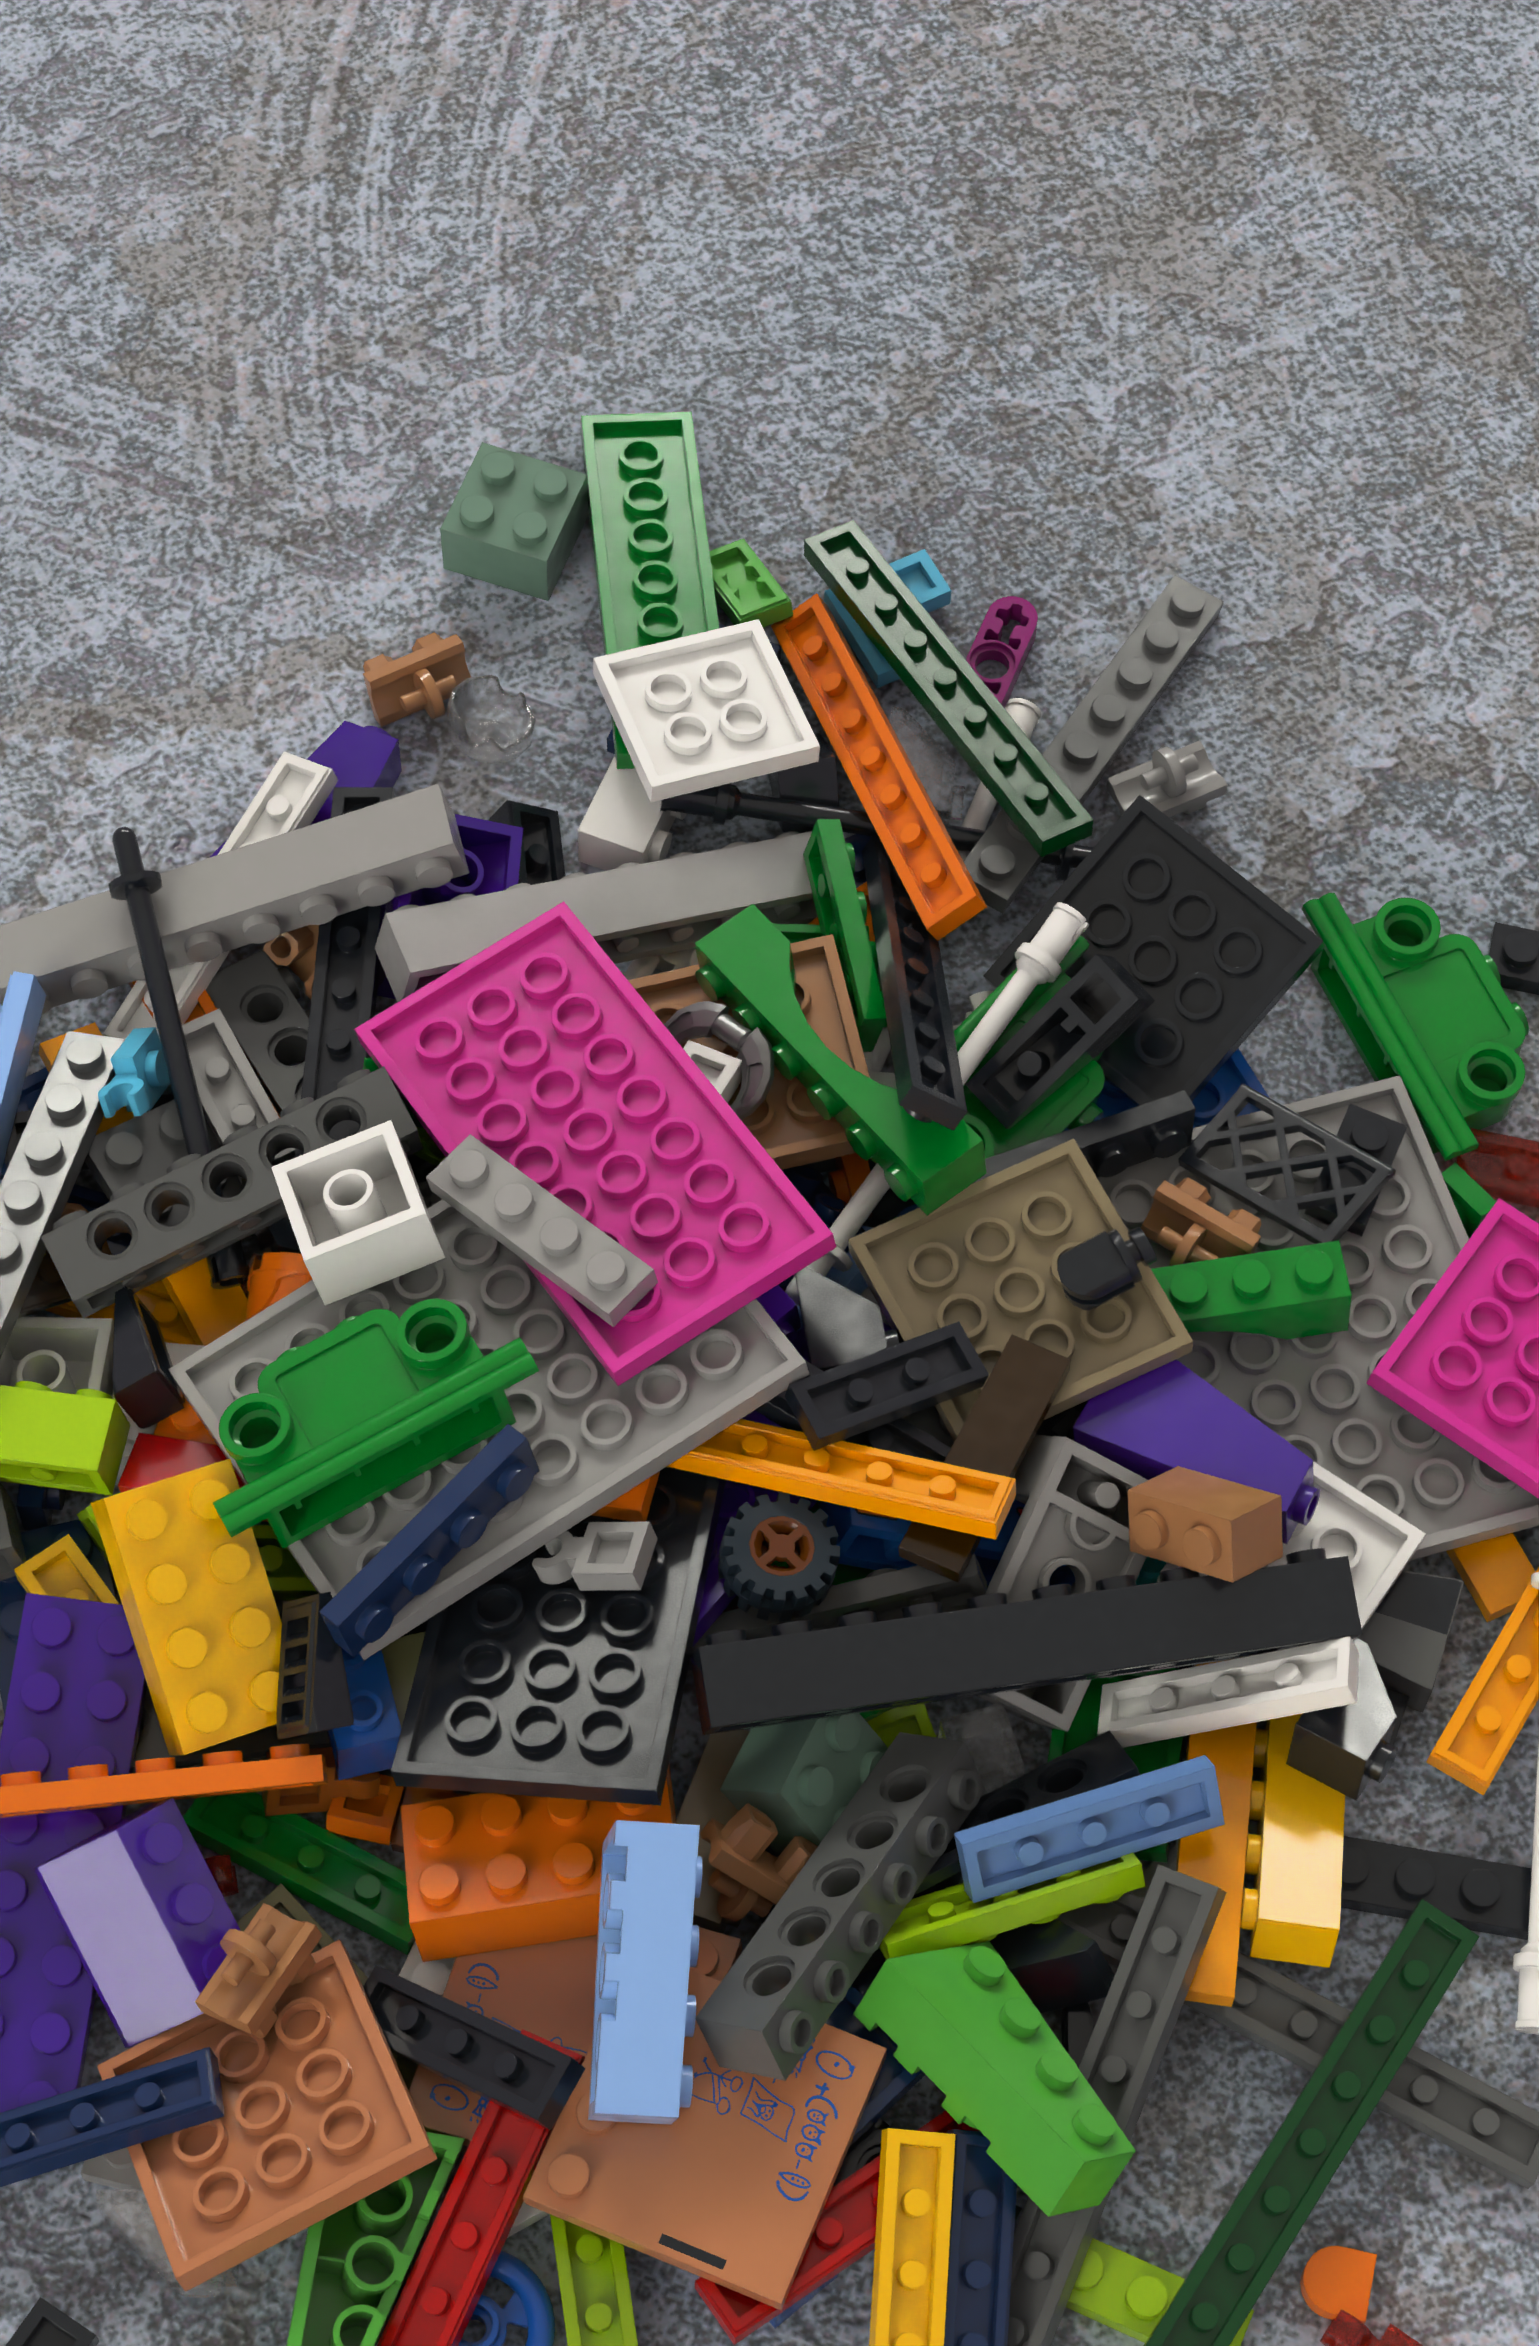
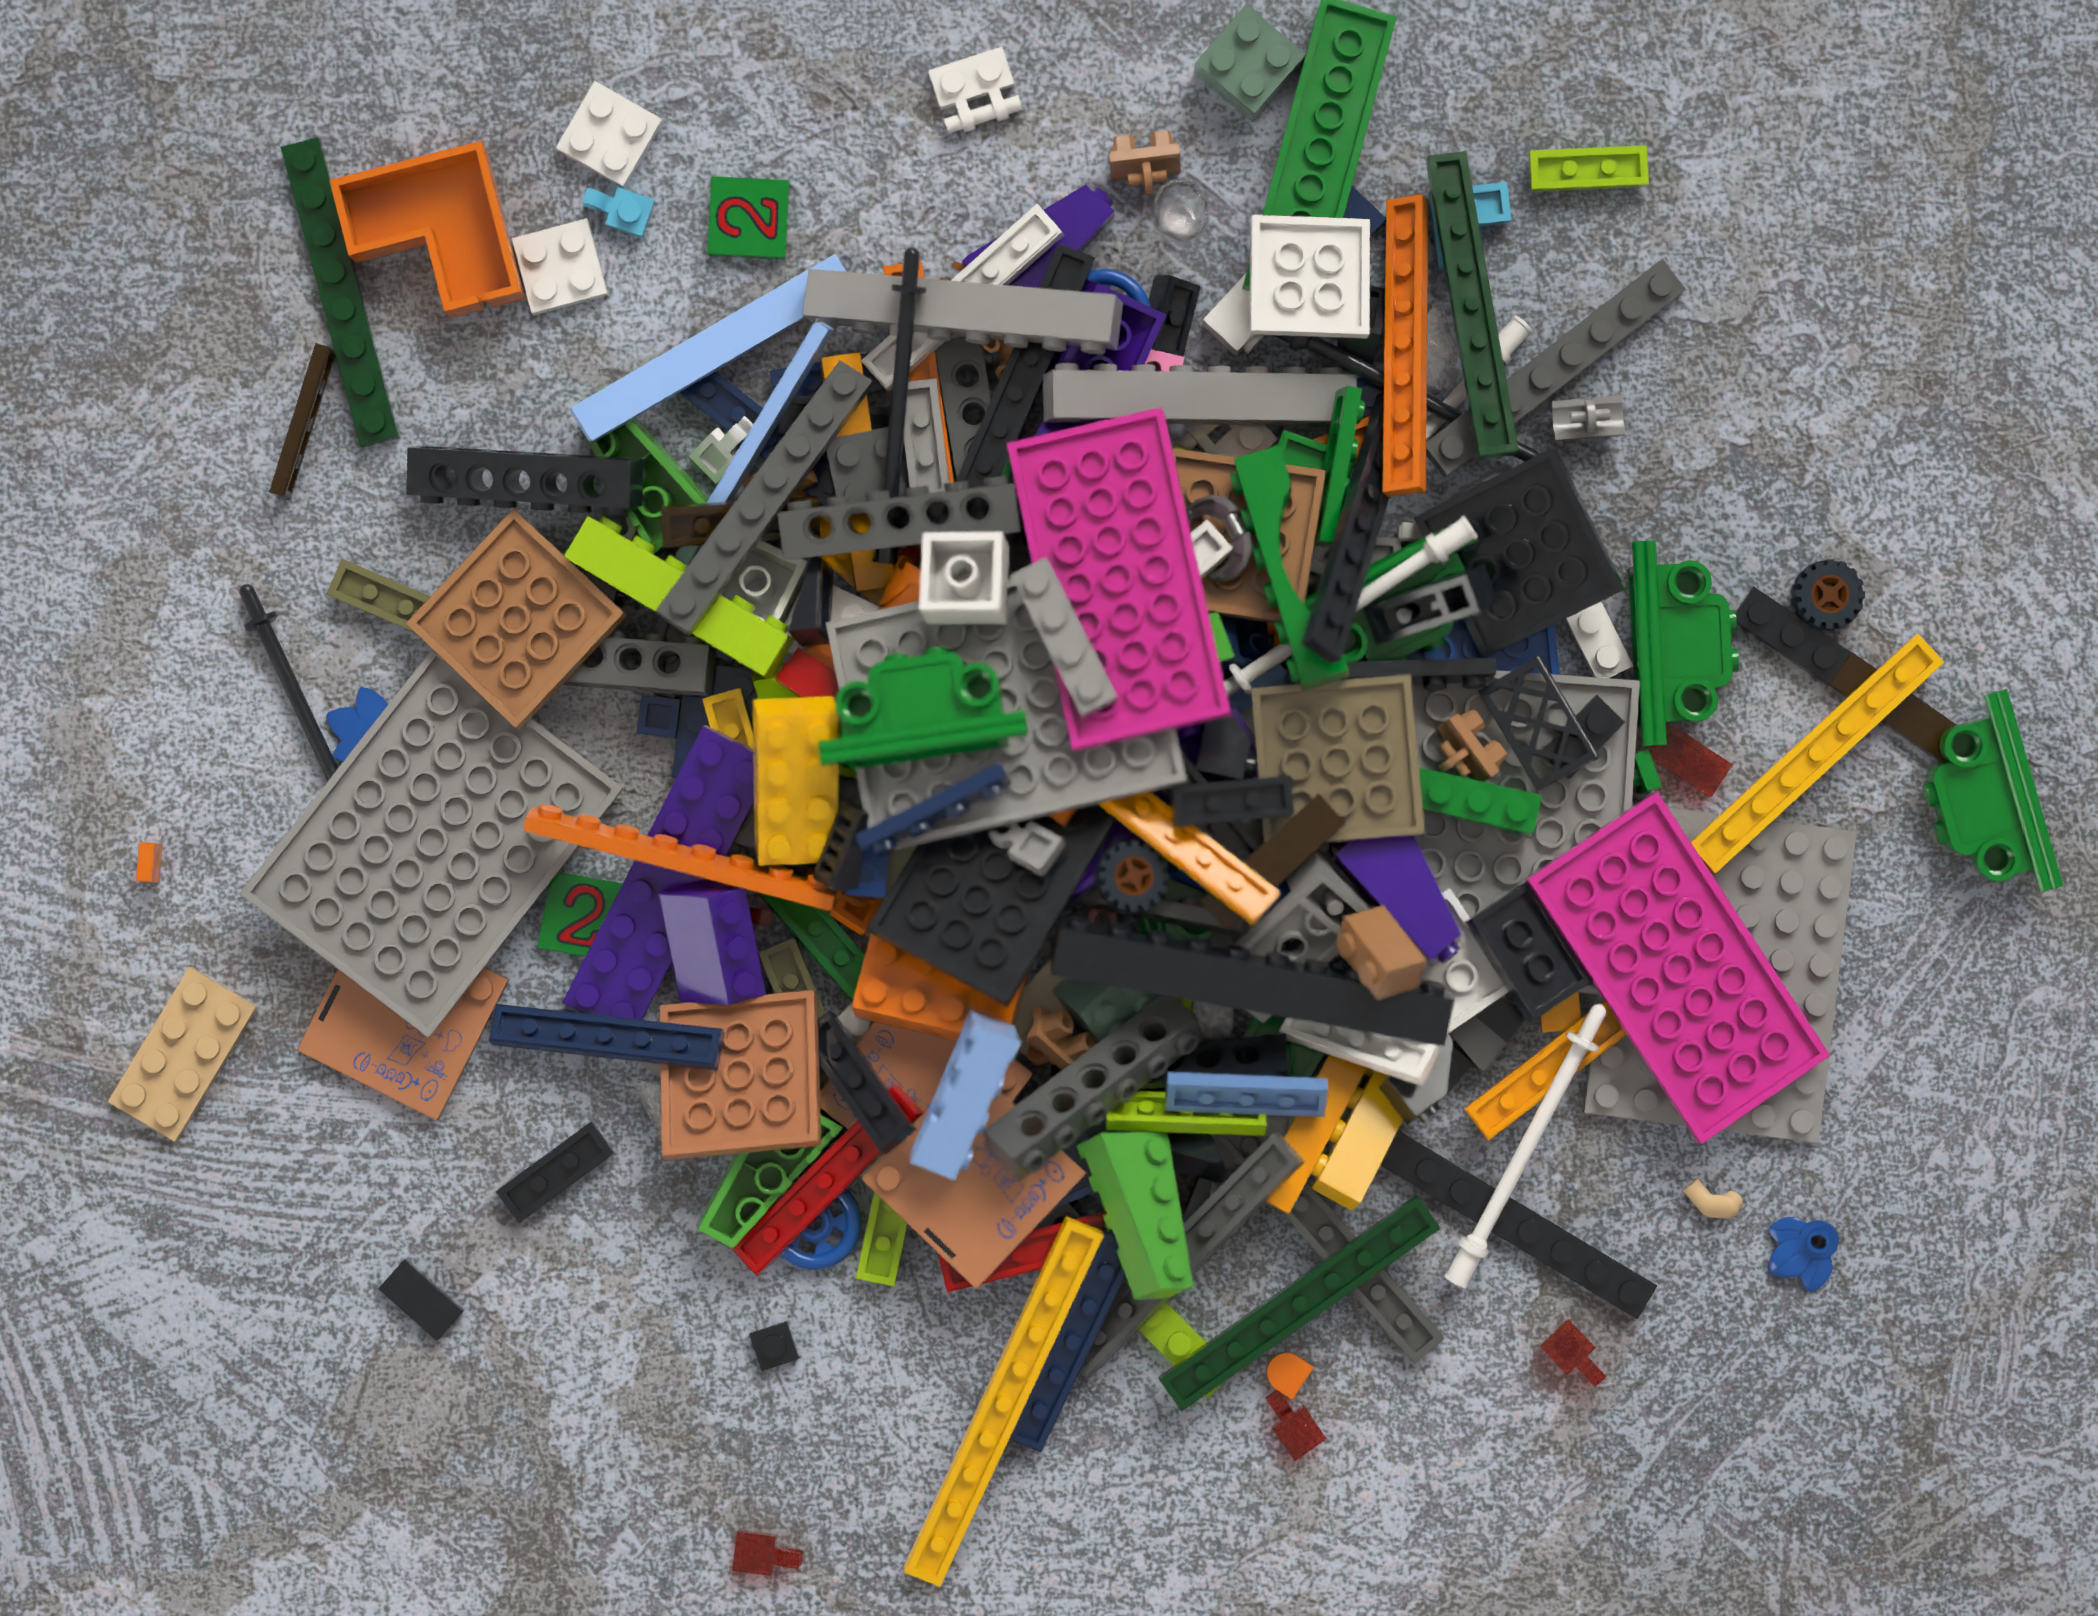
camera: 25 degrees right, 25 degrees up
(137, 665) = (972, 79): none -> white plate
(139, 1074) = (872, 407): medium azure plate -> none
(258, 1970) = (761, 998): medium nougat hips -> none
(746, 586) = (1380, 167): bright green plate -> none
(1012, 655) = (1542, 269): magenta beam -> none
(1025, 505) = (1588, 168): none -> lime plate
(1103, 1267) = (1390, 771): black arm -> none
(1303, 1055) = (1598, 642): none -> white plate
(1420, 1476) = (1528, 952): none -> black plate

